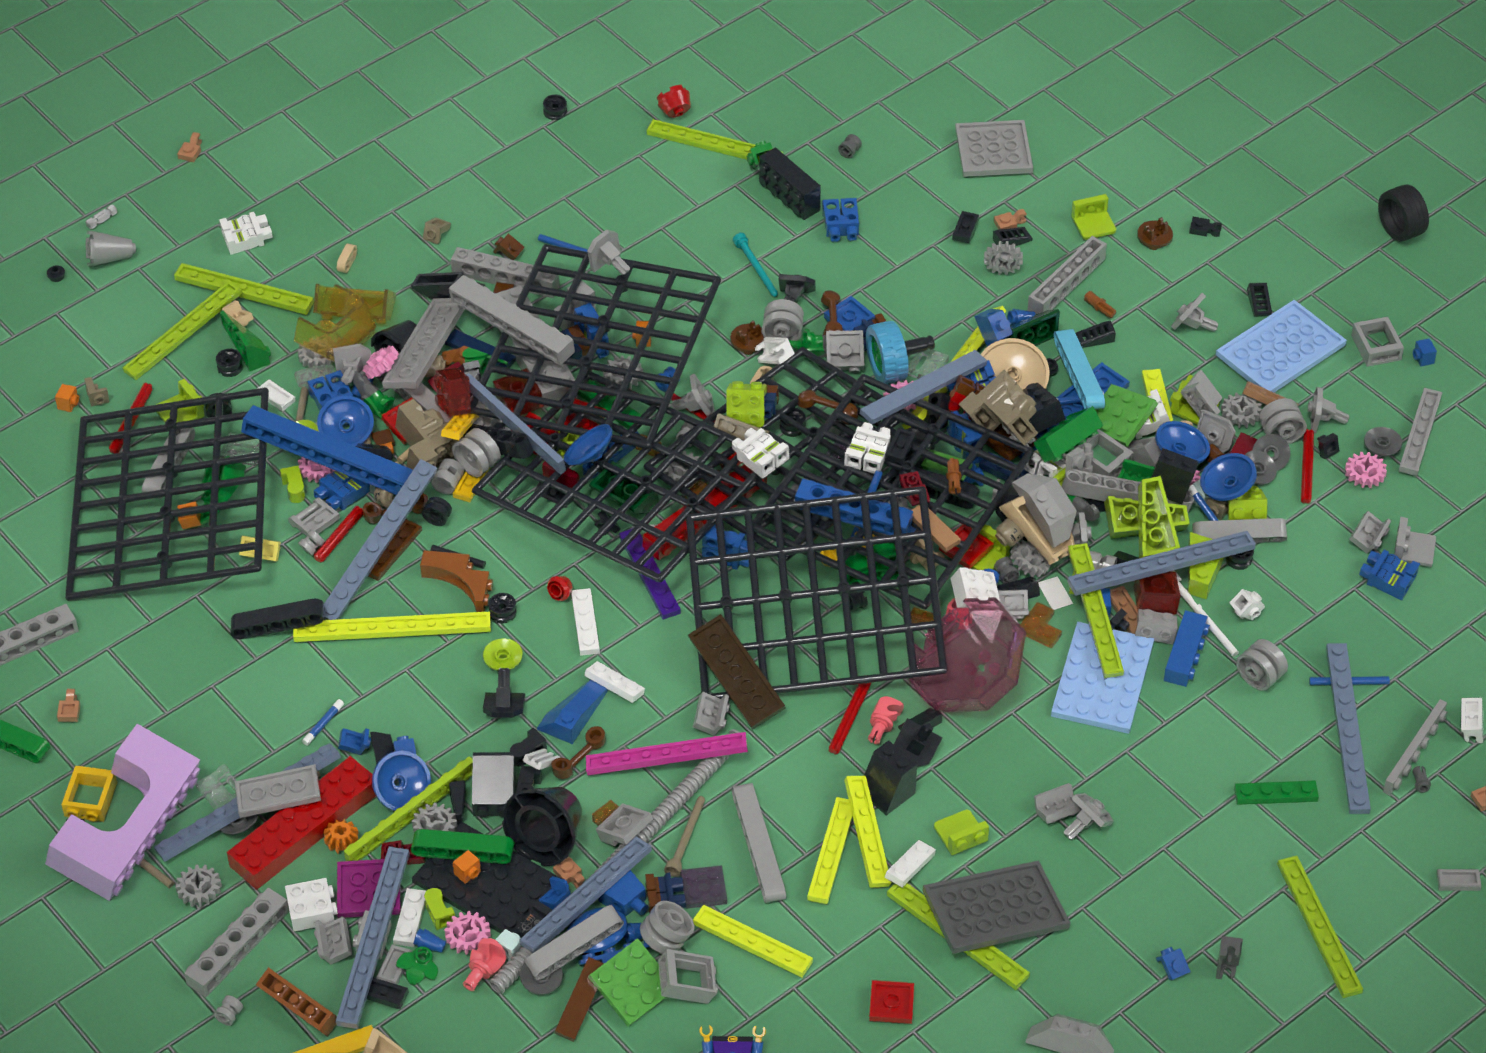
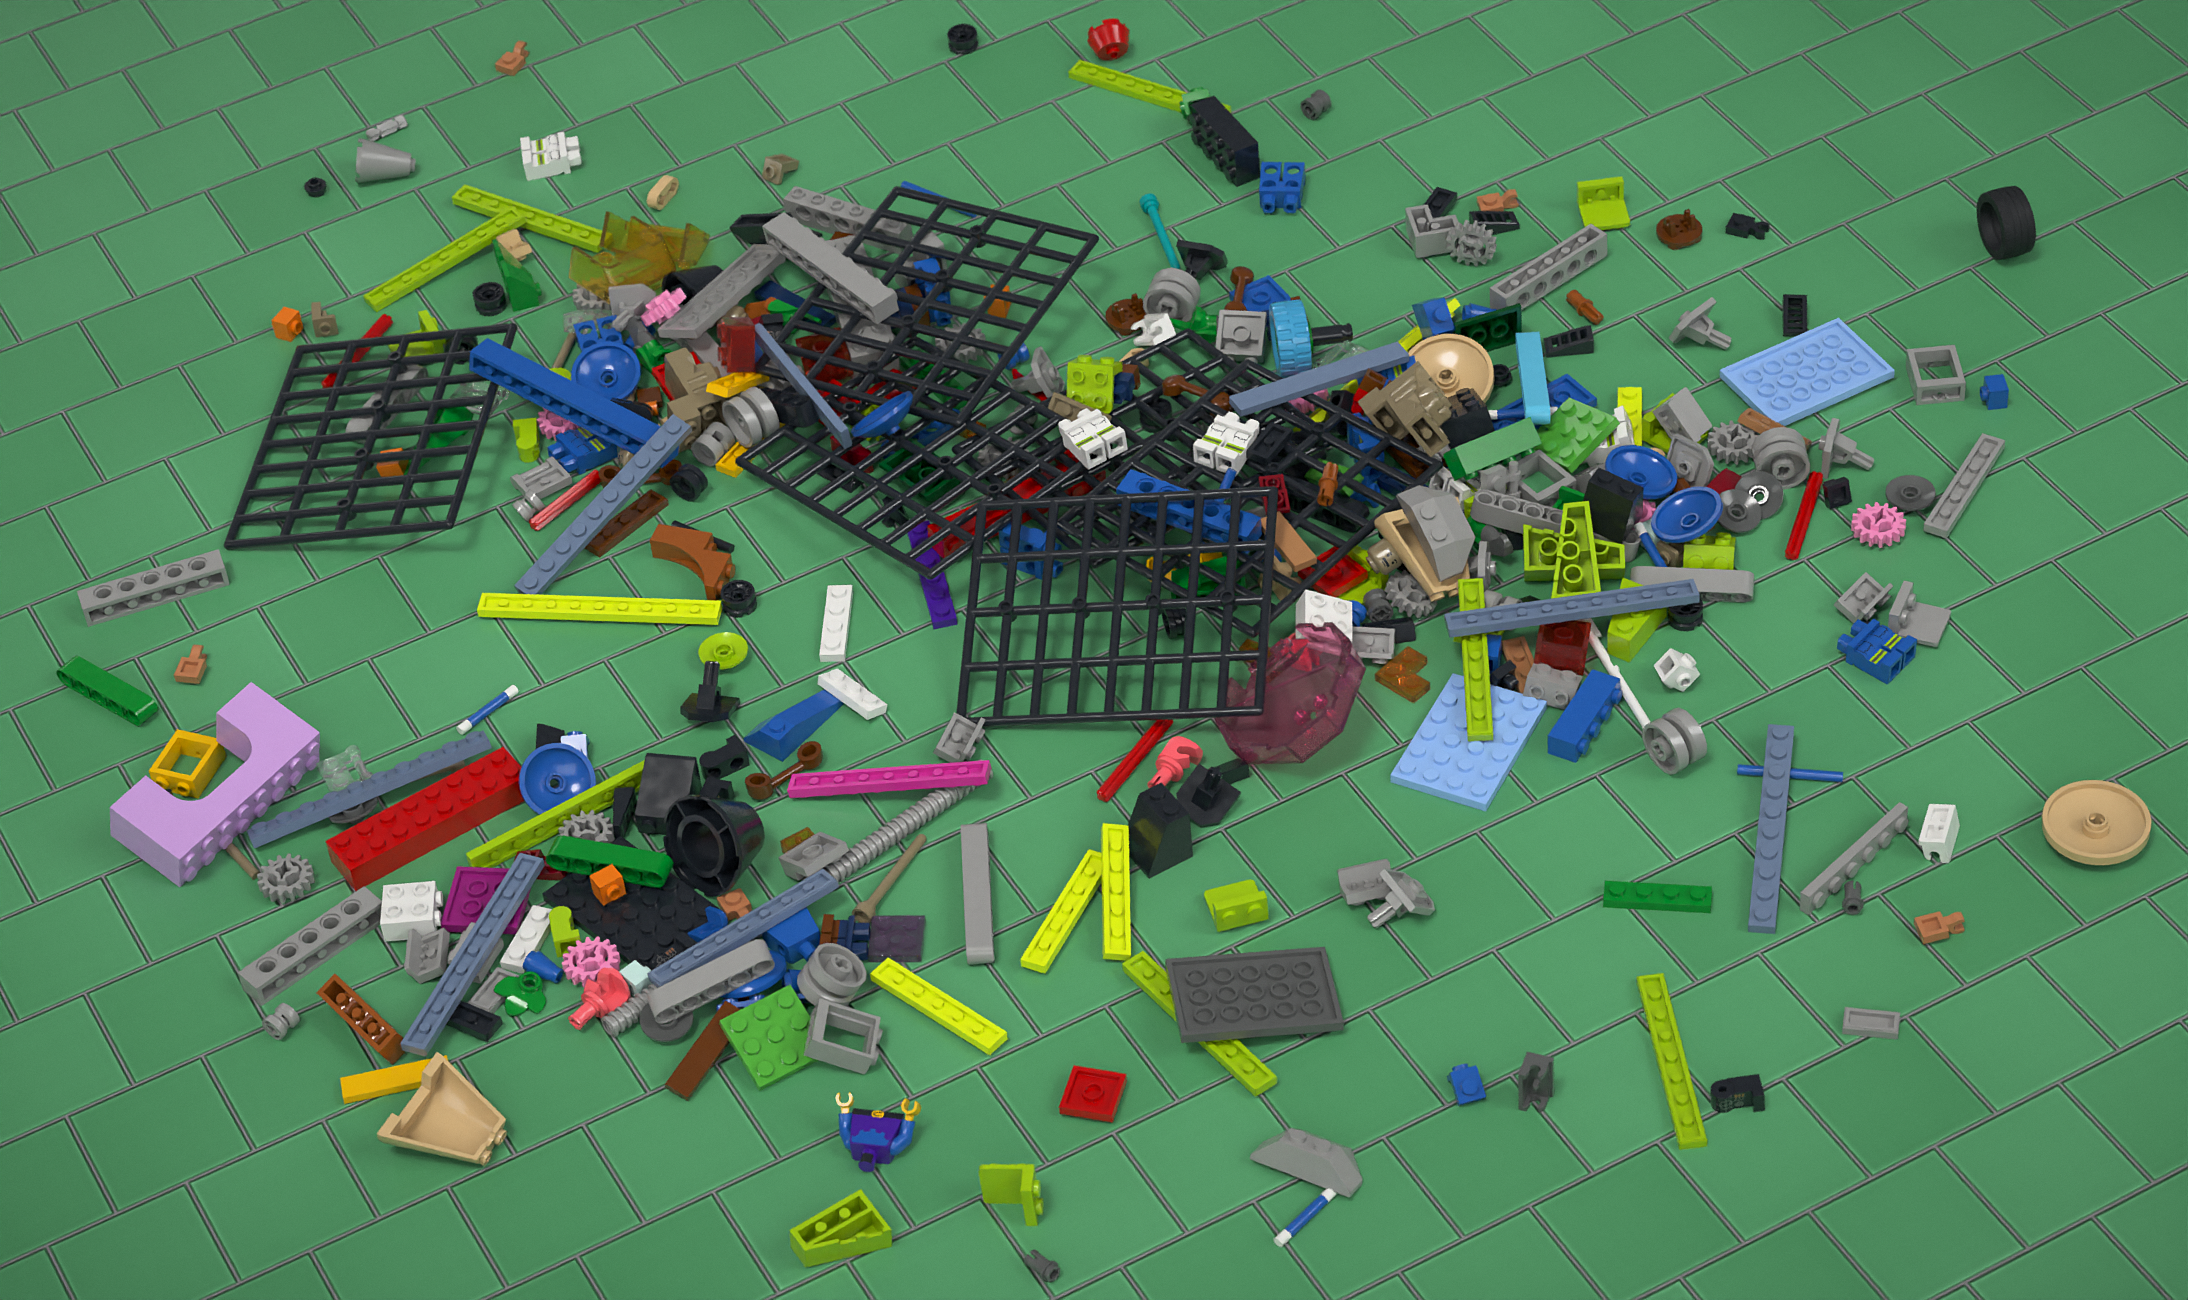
camera: 15 degrees right, 5 degrees down
(269, 552) = (471, 509): light yellow plate -> none
(277, 618) = (462, 586): black beam -> none
(277, 791) = (403, 777): light grey tile -> none
(278, 396) = (536, 340): white tile -> none
(340, 835) = (468, 836): orange gear -> none
(354, 741) = (516, 733): blue bracket -> none
(508, 246) = (862, 192): reddish brown bracket -> none
(542, 757) = (731, 771): white tile -> none
(559, 587) = (813, 580): red cone -> none
(606, 250) = (962, 193): light grey piece -> none
(736, 671) = (1000, 692): dark brown plate -> none
(910, 863) = (1160, 934): white plate -> none
(966, 252) = (1427, 233): none -> light grey brick
(993, 148) = (1498, 118): light grey plate -> none
(1055, 593) = (1435, 639): white sticker -> none
(1377, 948) = (1738, 1093): none -> black leg

